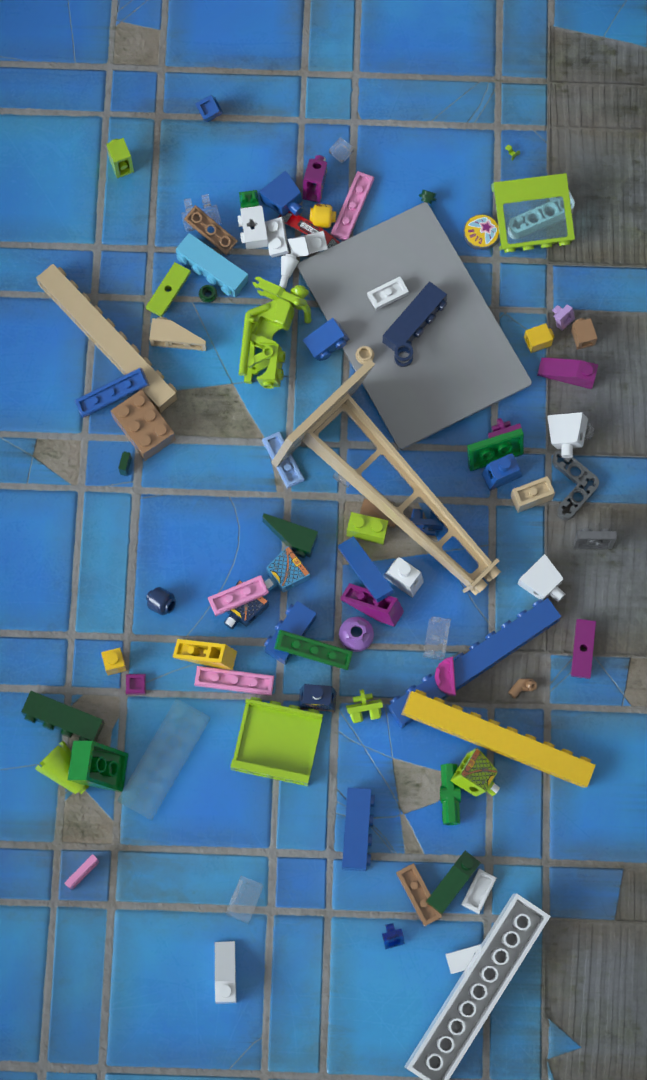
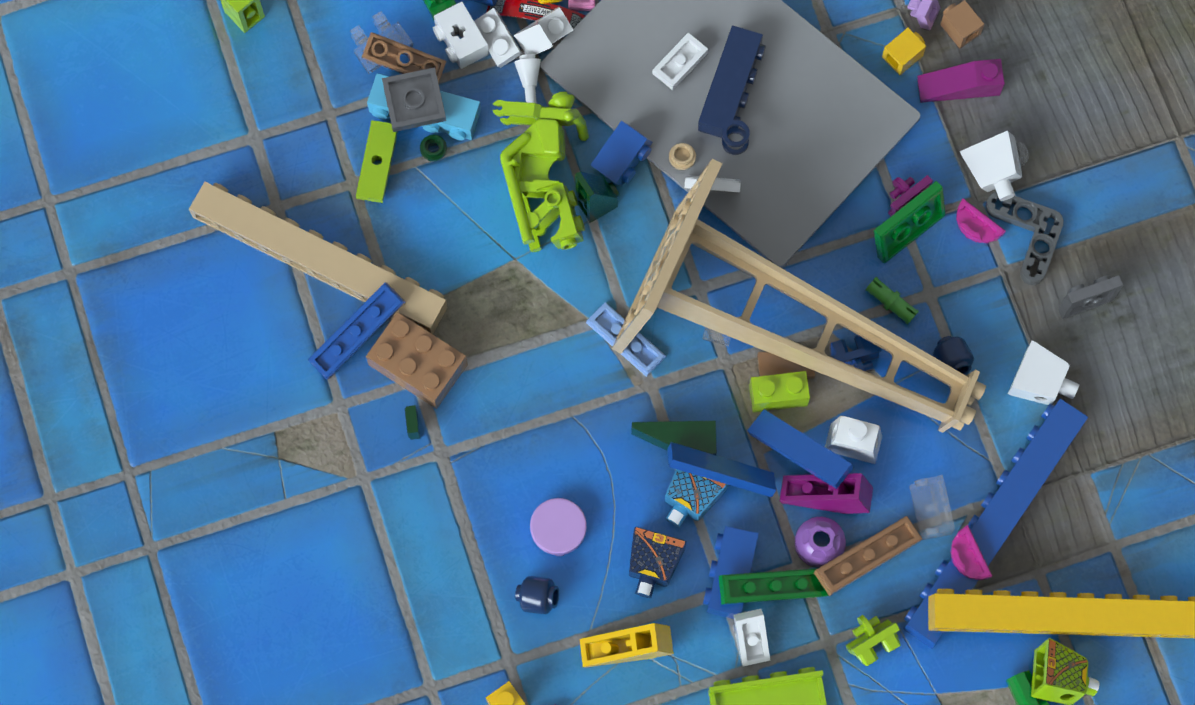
camera: 20 degrees left, 0 degrees up
(171, 335) = (406, 222): tan slope -> none
(191, 563) = (558, 526): none -> lavender tile
(205, 257) = (414, 99): none -> flat silver plate
(234, 680) = (680, 668): bright pink tile -> none
(238, 595) = (643, 549): bright pink tile -> none
(286, 677) = (751, 637): none -> white slope
(298, 359) = (595, 195): none -> dark green slope
(308, 563) = (721, 469): none -> blue tile
(317, 697) = (803, 650): dark blue torso -> none
(381, 381) = (719, 184): none -> white tile
(382, 653) = (868, 555): none -> medium nougat tile
(465, 496) = (891, 300): none -> bright green pin
(491, 545) = (954, 353): none -> dark blue head
(502, 470) = (931, 247): blue torso -> none
(522, 685) = (1070, 529): medium nougat arm -> none
(532, 494) = (981, 265): tan panel -> none
(540, 466) = (976, 224): none -> dark pink tile
(583, 637) = (1128, 433): magenta tile -> none

